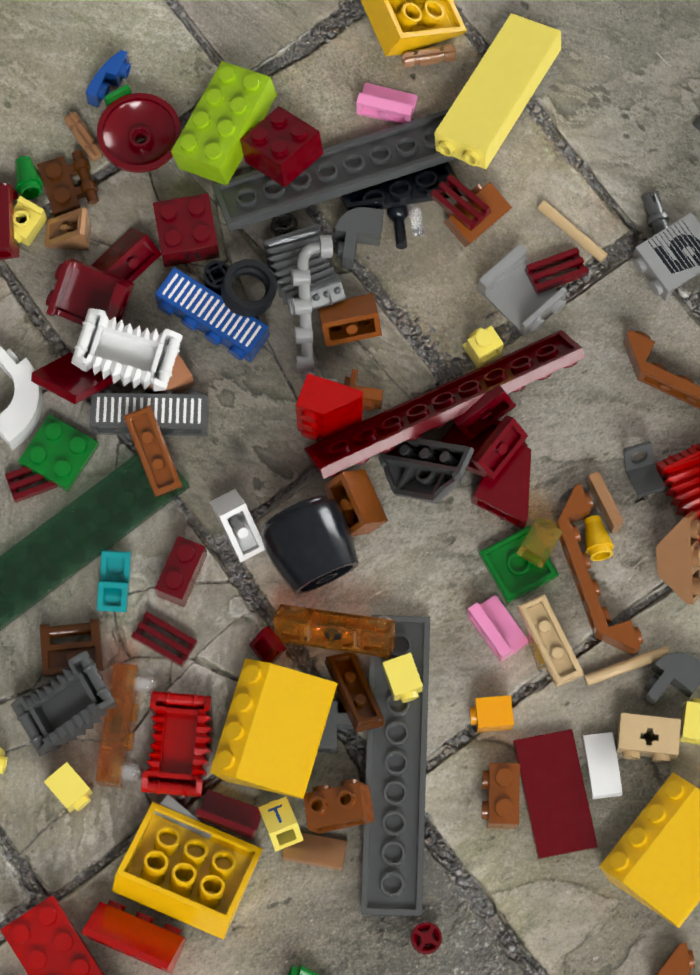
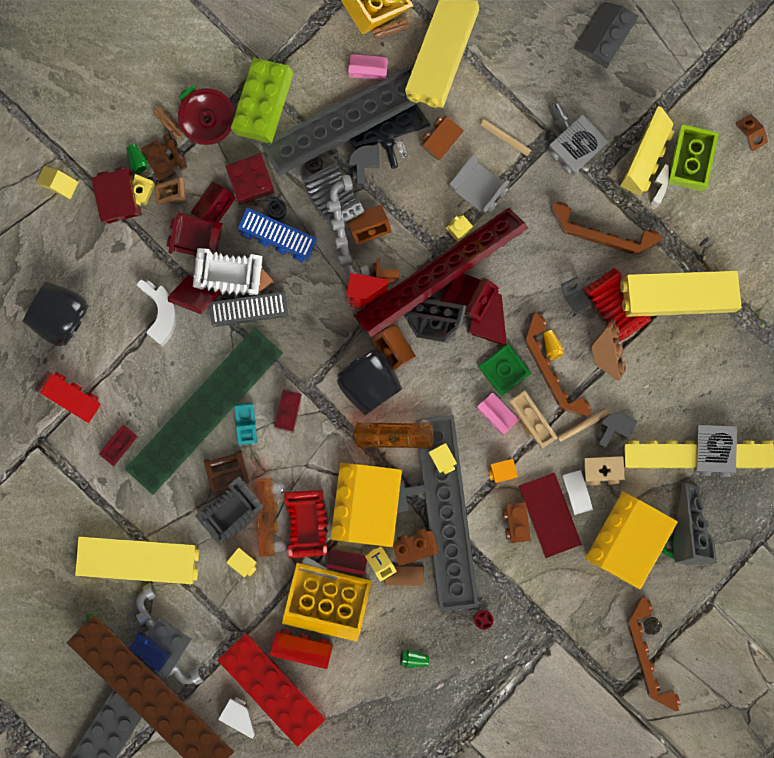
camera: 15 degrees left, 10 degrees up
(27, 481) = (168, 371): dark red tile -> none
(58, 453) = (193, 344): green plate -> none
(109, 74) = (180, 74): blue slope -> none
(143, 626) = (300, 462): dark red tile -> none
(152, 451) = (256, 335): dark orange tile -> none
(237, 525) = (319, 374): white slope -> none
(258, 270) = (303, 201): black tyre -> none
(267, 645) = (352, 451): dark red tile -> none
(281, 146) = (304, 111): dark red brick -> none
(354, 692) = (413, 472): reddish brown tile -> none
(469, 195) = (417, 126): dark red tile -> none
(485, 412) = (468, 275): dark red tile -> none
(540, 541) = (516, 354): clear yellow brick -> none
(578, 261) = (512, 158): dark red tile -> none
(604, 502) = (554, 320): medium nougat tile -> none

